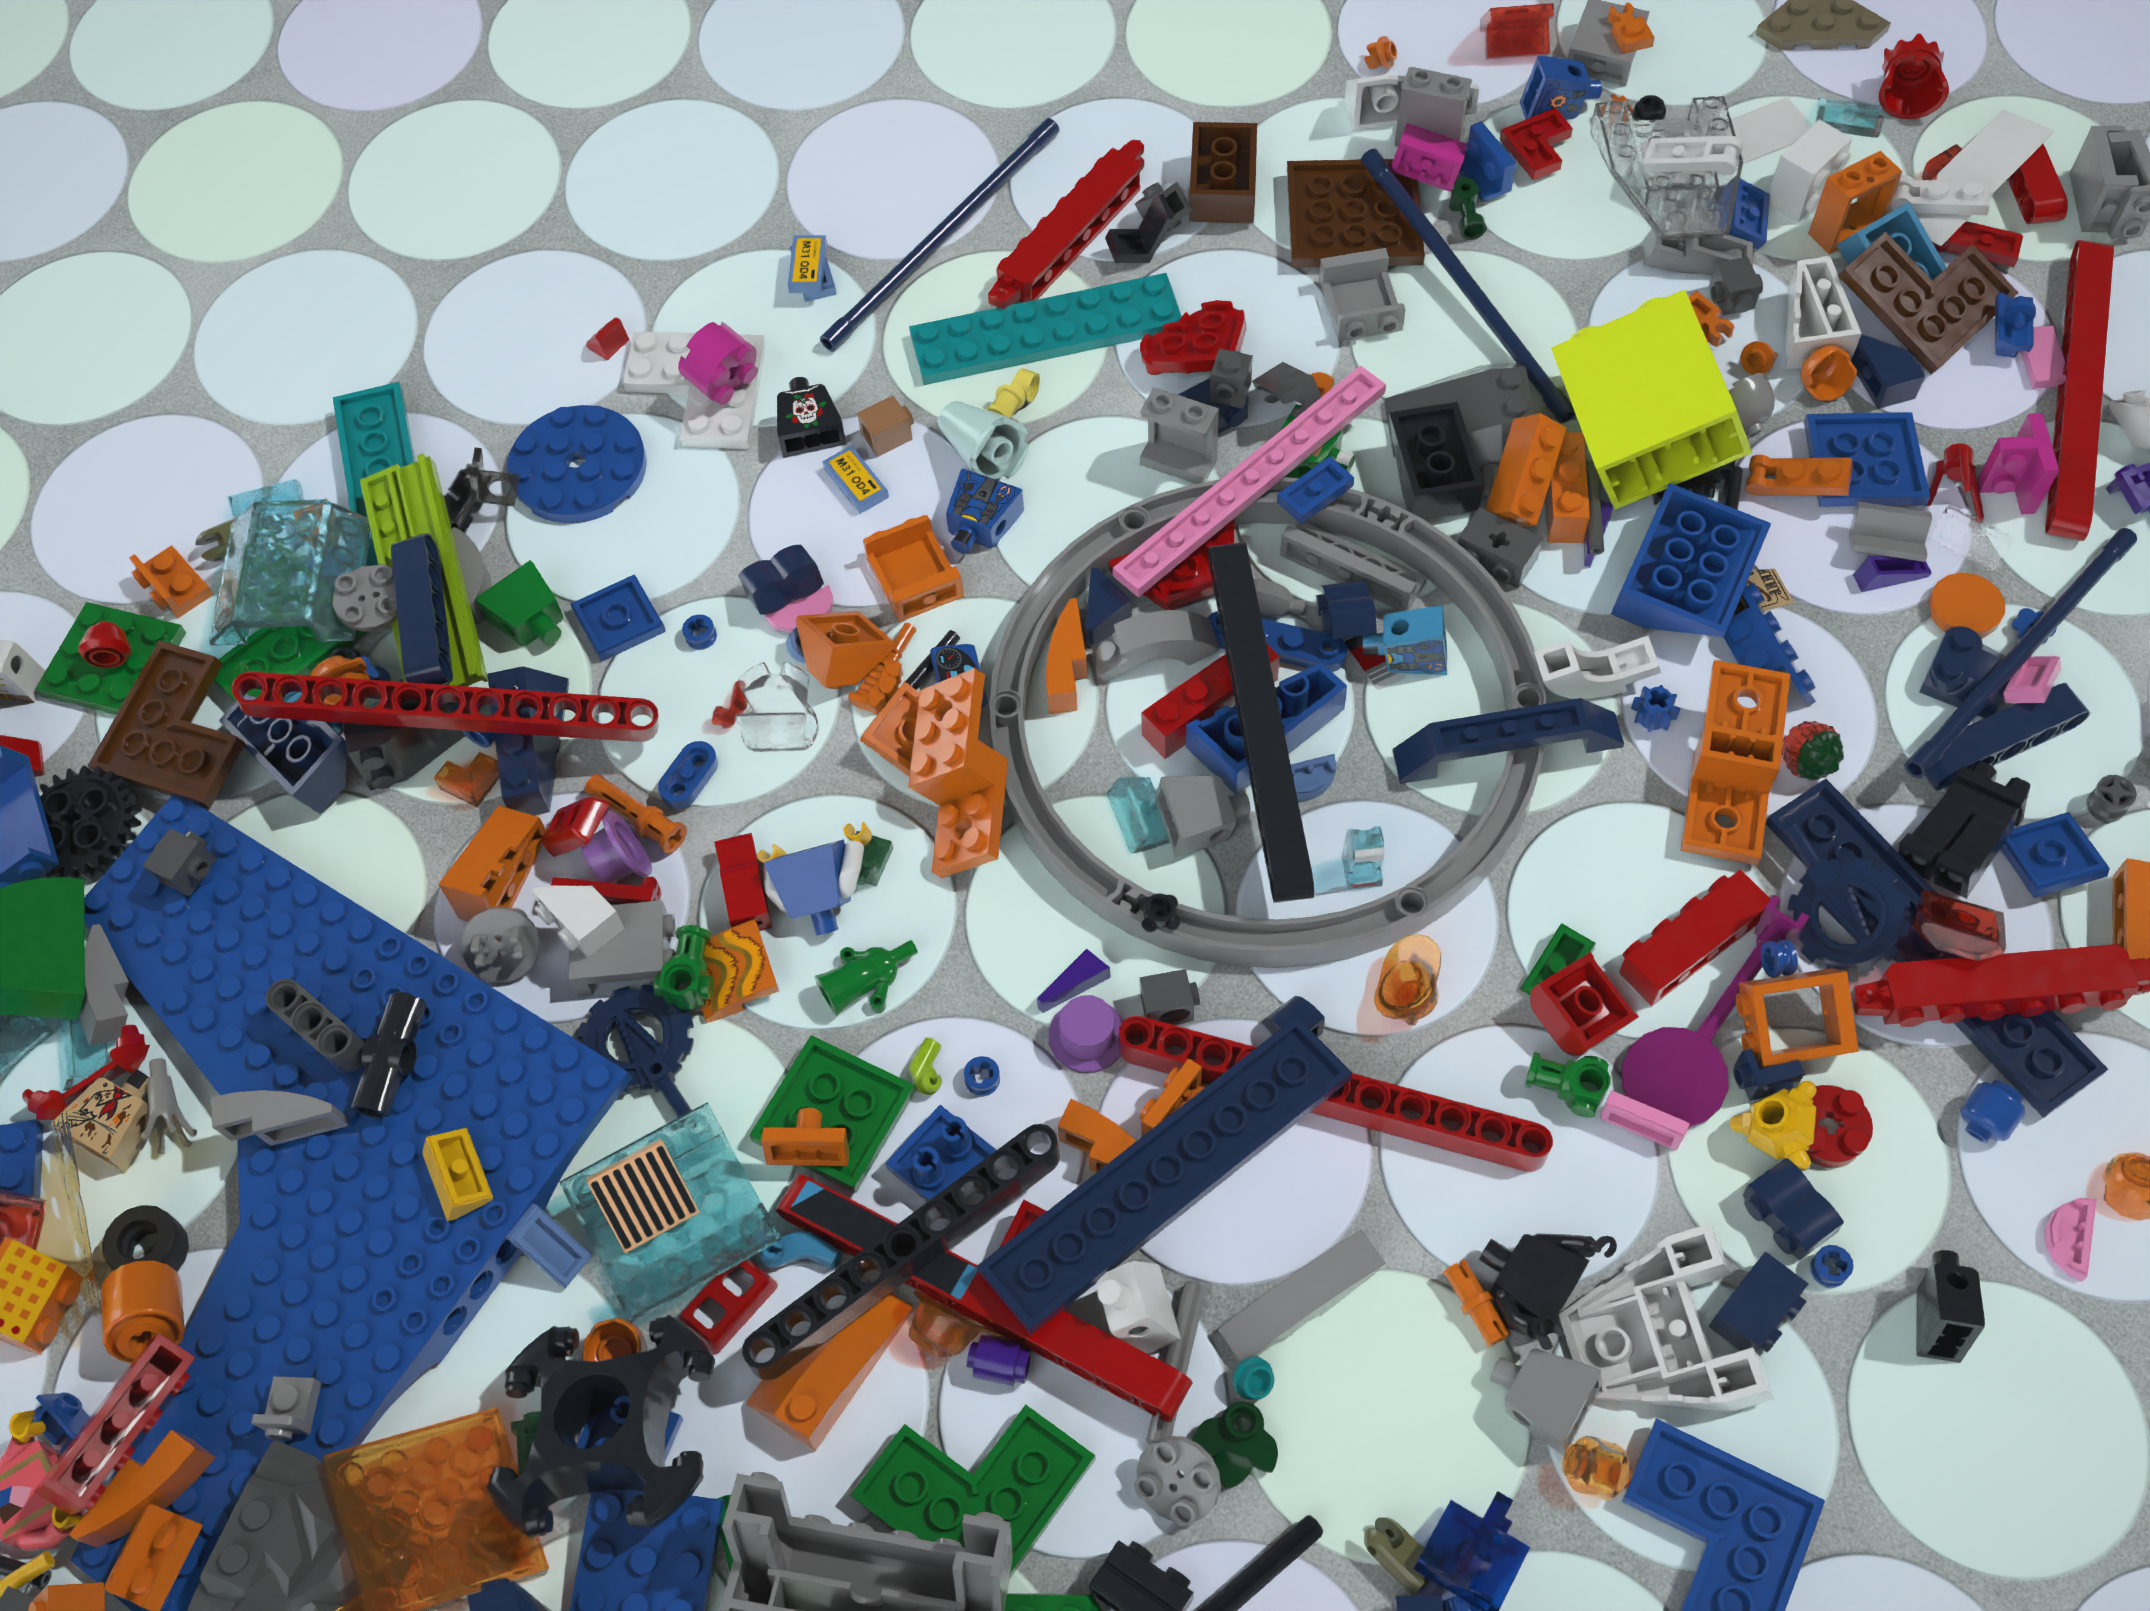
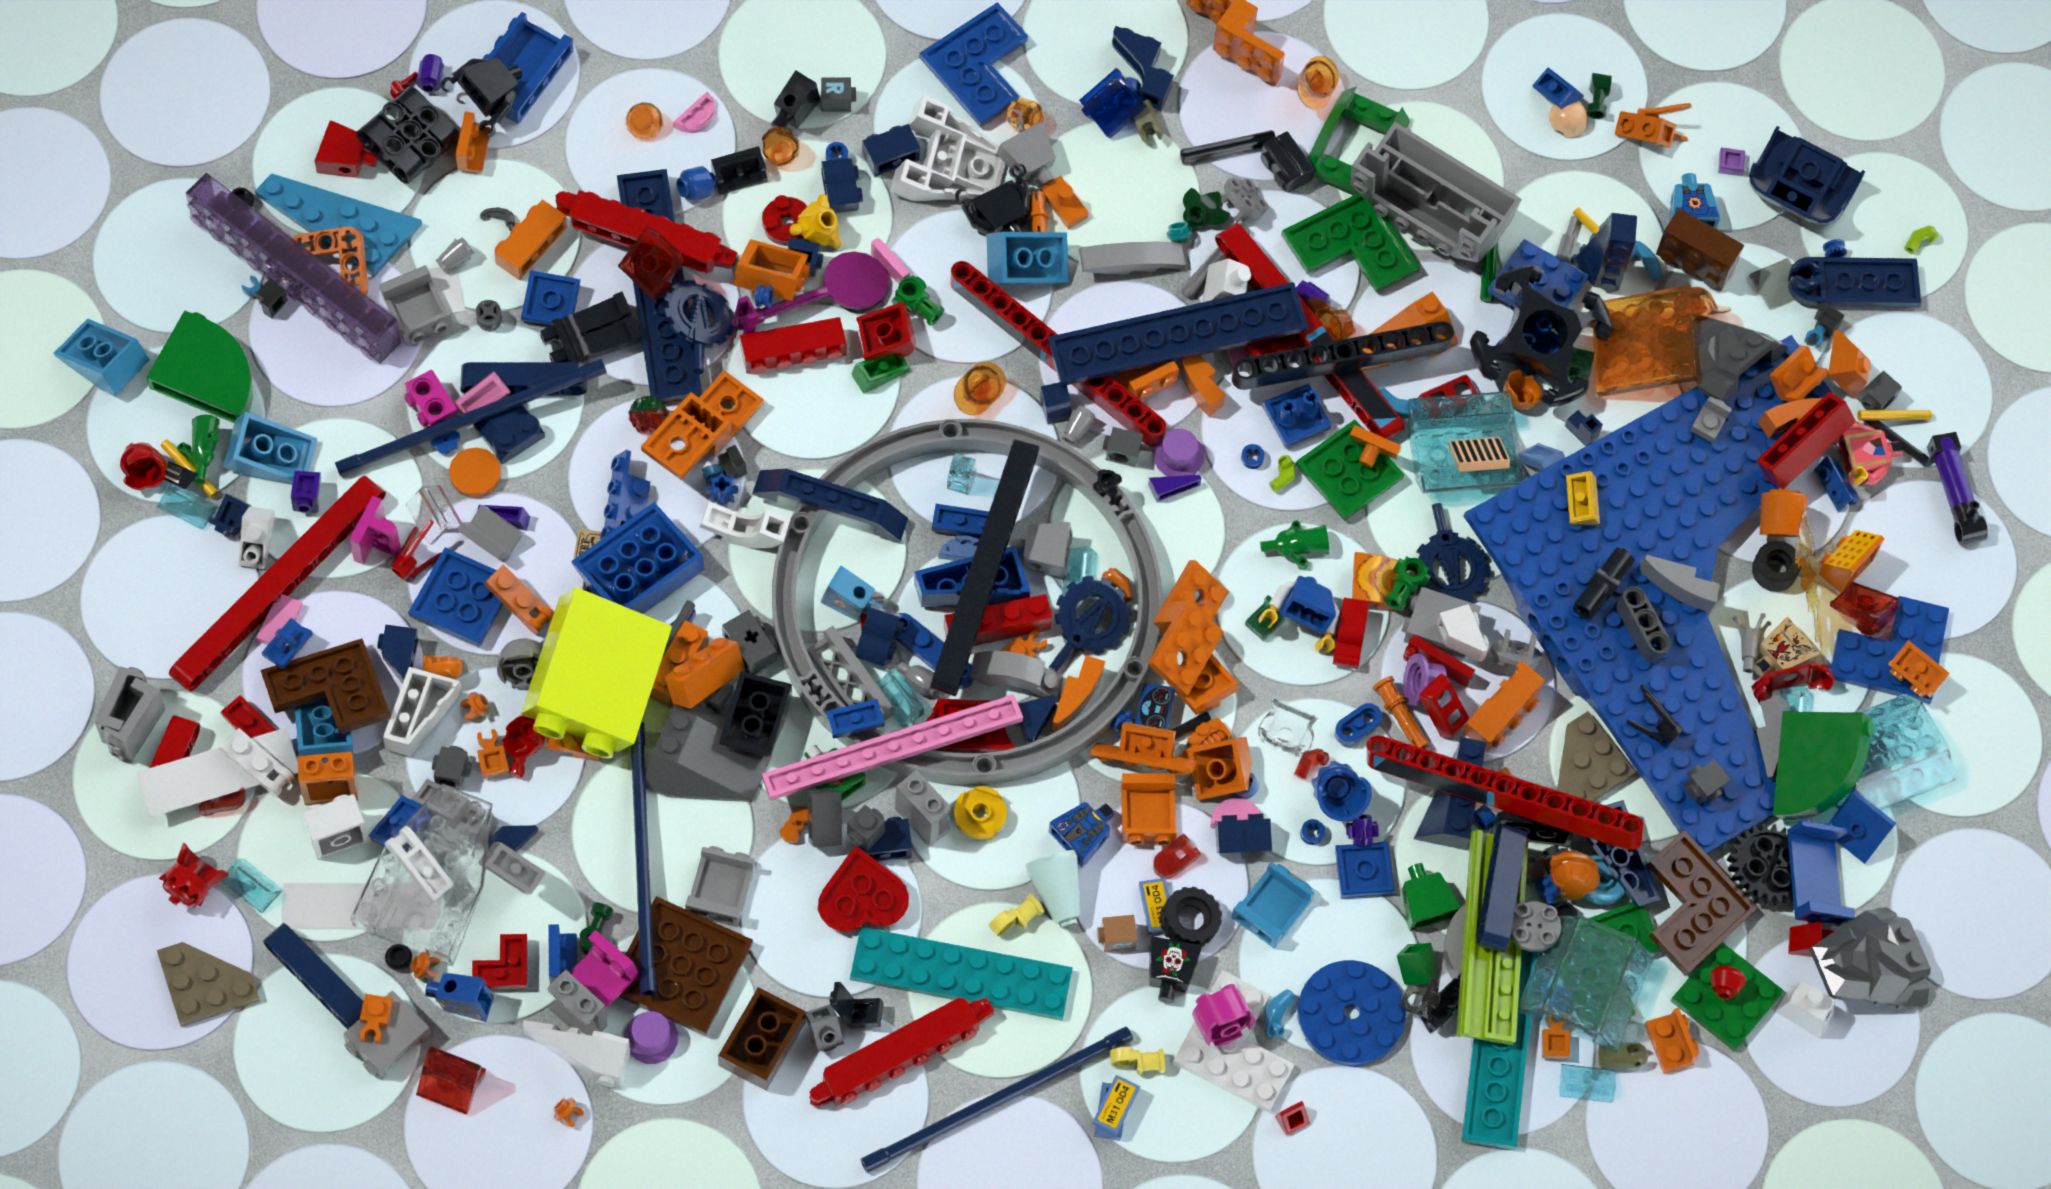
camera: 165 degrees left, 5 degrees up
(253, 905) = (1667, 728): none -> black plant
(363, 855) = (1590, 761): none -> dark tan plate
(495, 1335) = (1584, 429): none -> dark blue piece
(512, 536) = (1417, 963): none -> green panel
(626, 641) = (1362, 830): none -> dark purple gear
(666, 424) = (1275, 1012): none -> dark azure arm
(676, 662) = (1341, 792): none -> blue hat
(716, 526) = (1273, 905): none -> dark azure panel
(793, 451) = (1191, 897): none -> black tyre
(804, 318) = (1143, 1061): none -> light yellow connector
(856, 527) = (1168, 864): none -> clear red plate
(943, 614) = (1147, 747): none -> orange bracket
(989, 649) = (1122, 717): none -> blue plate
(1082, 823) = (1120, 581): none -> orange arm
(1097, 739) = (1079, 632): none -> dark blue bar
(1106, 468) = (983, 827): none -> yellow plate
(1160, 681) = (1026, 647): none -> orange plate
(1246, 1005) = (1078, 424): none -> light grey cone
(1284, 570) = (904, 701): none -> clear light blue slope
(1335, 804) = (959, 520): none -> blue plate
(1341, 138) = (651, 1037): none -> medium lavender piece
(1453, 1210) = (1027, 258): none -> dark azure slope
(1453, 1353) = (1064, 202): none -> orange tile
(1592, 191) = (513, 868): none -> light grey panel
(1620, 253) = (513, 836): none -> dark blue tile
(1668, 744) = (730, 464): none -> pearl dark grey piece
(1718, 61) = (315, 975): none -> dark blue beam
(1899, 1362) = (837, 94): none -> dark grey brick
(1917, 1229) = (780, 146): none -> clear orange hair
(1948, 1165) = (739, 170): none -> black hinge
(2090, 655) = (435, 400): none -> dark pink brick

